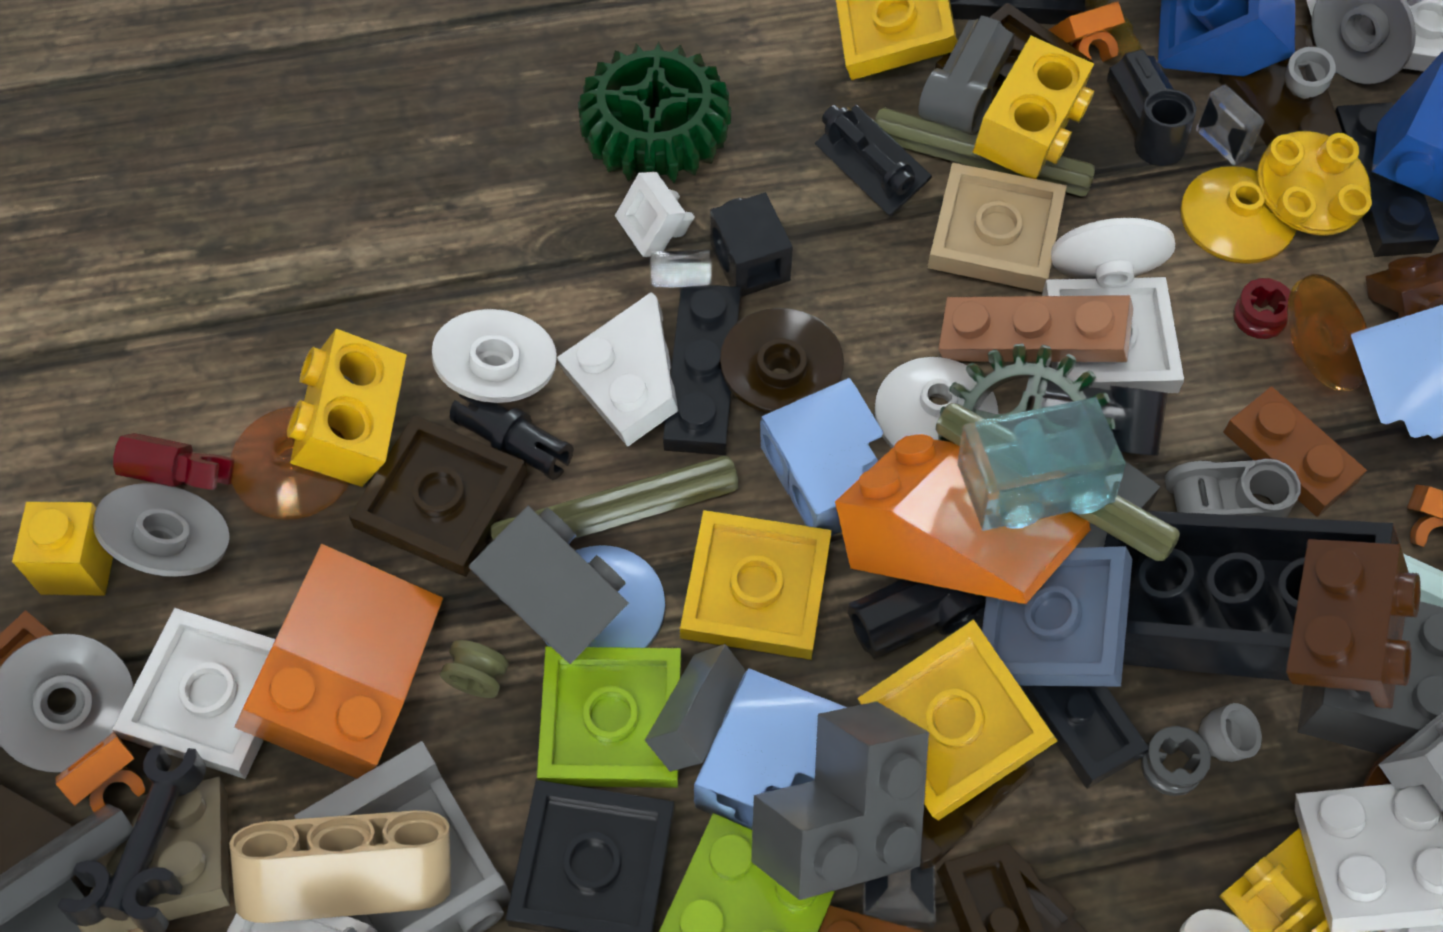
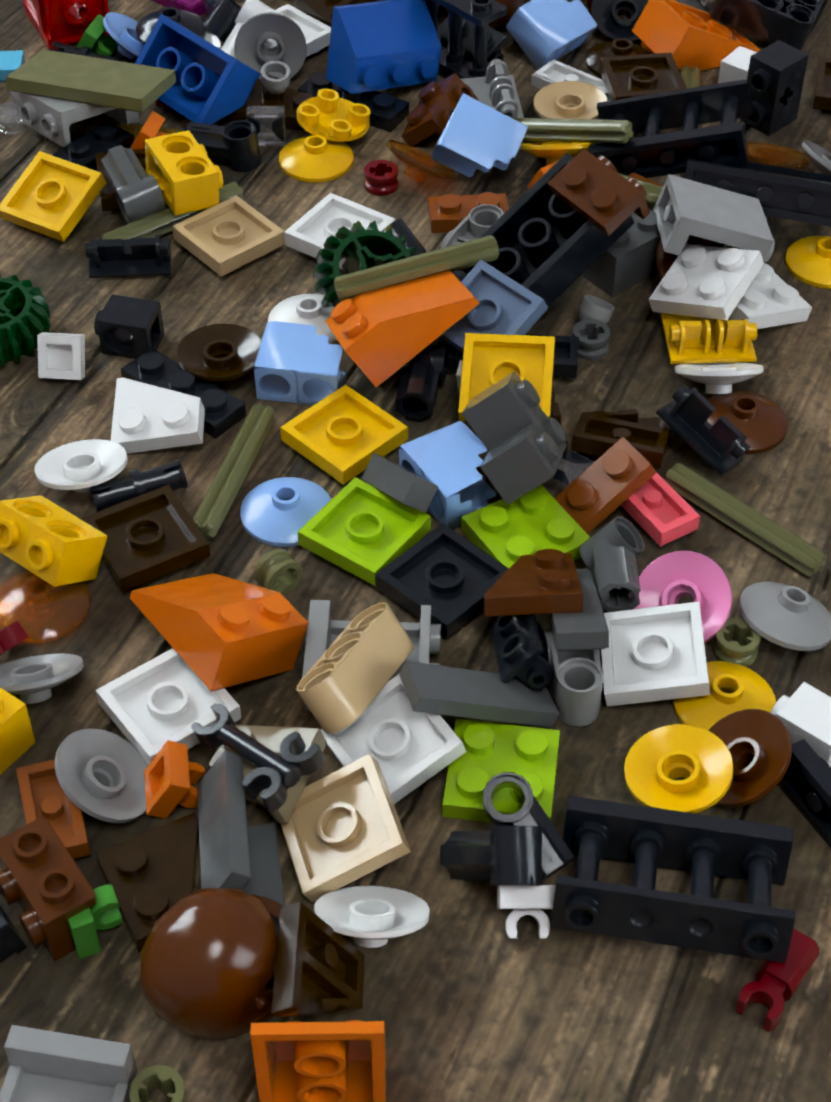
camera: 55 degrees left, 15 degrees down
(550, 582) = (263, 489): dark grey brick -> none
(681, 268) = (112, 363): clear tile -> none
(1040, 464) = (413, 251): clear light blue brick -> none
(1073, 325) = (296, 259): nougat plate -> none
(1113, 250) = (299, 193): white dish -> none

